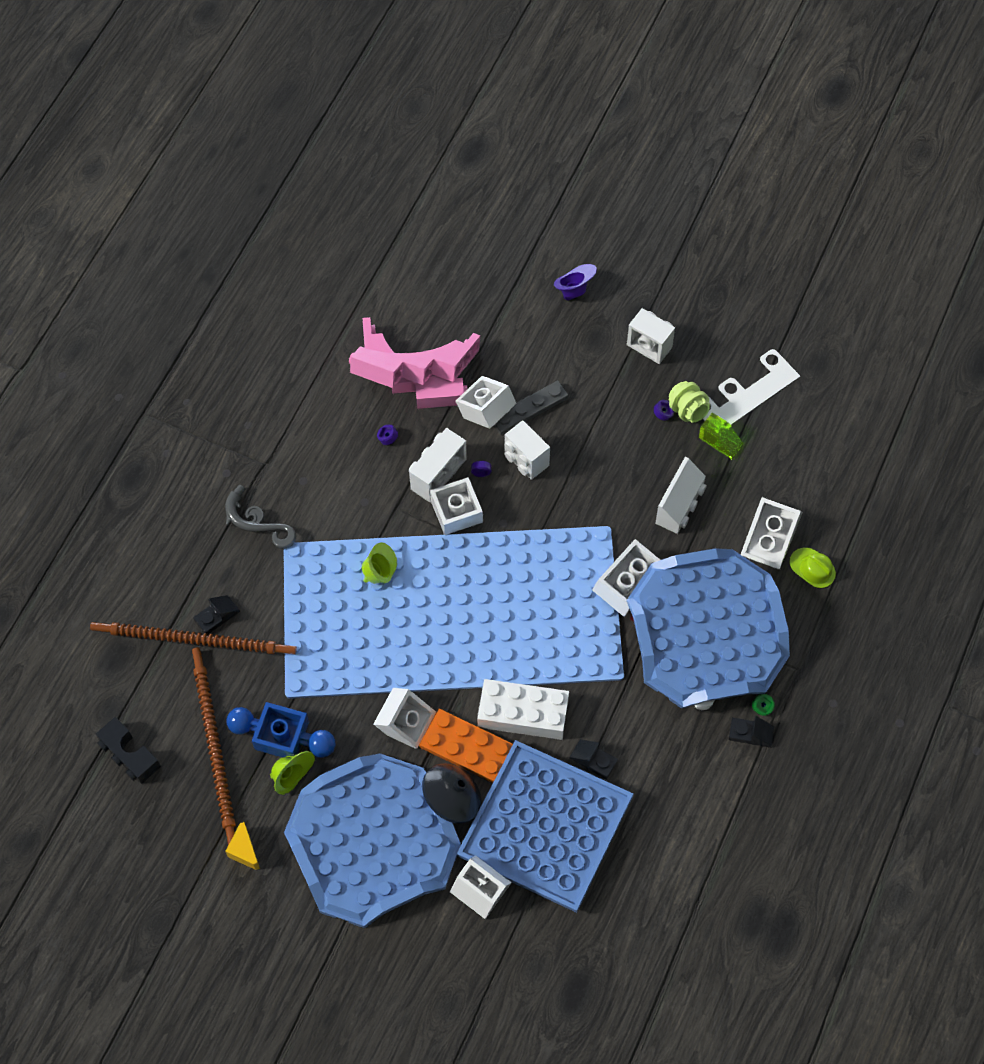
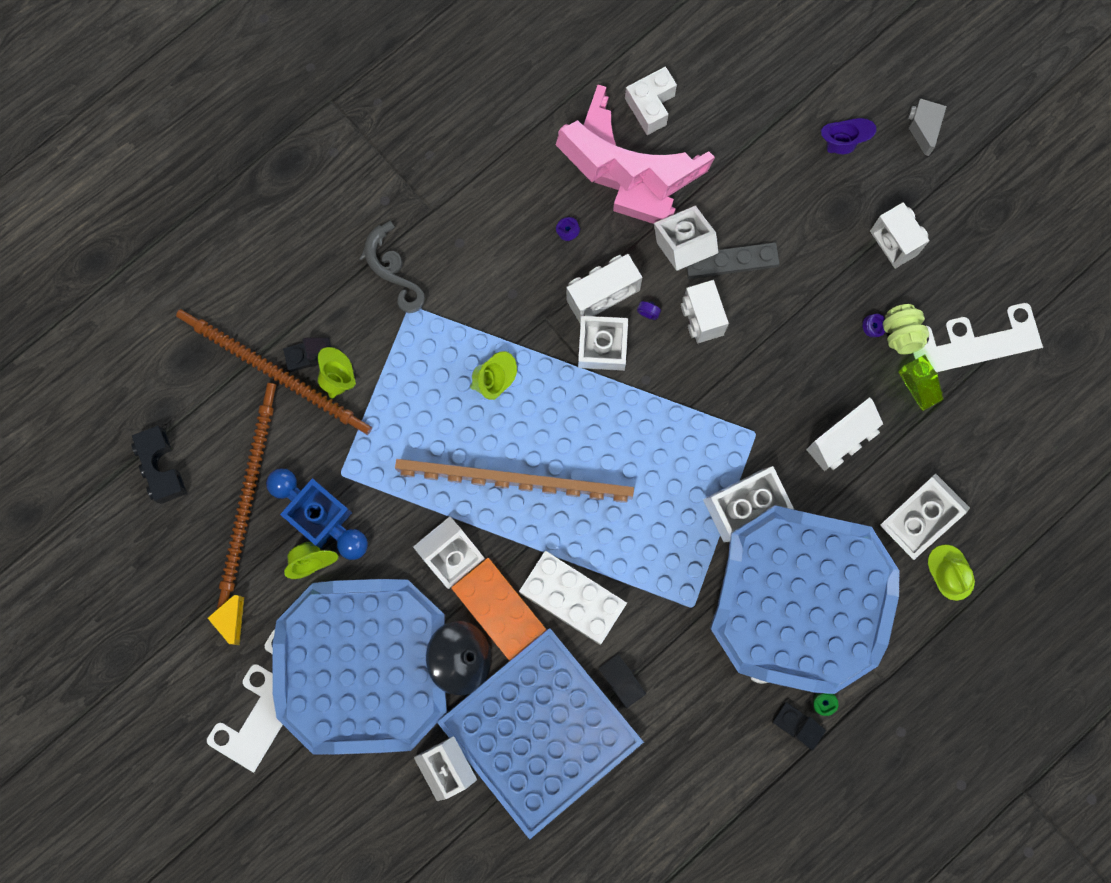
camera: 25 degrees right, 15 degrees up
(246, 618) = (335, 372): none -> lime piece
(308, 923) = (260, 727): none -> white piece
(407, 316) = (647, 96): none -> white brick
(425, 639) = (525, 482): none -> medium nougat plate
(632, 250) = (926, 123): none -> light grey slope

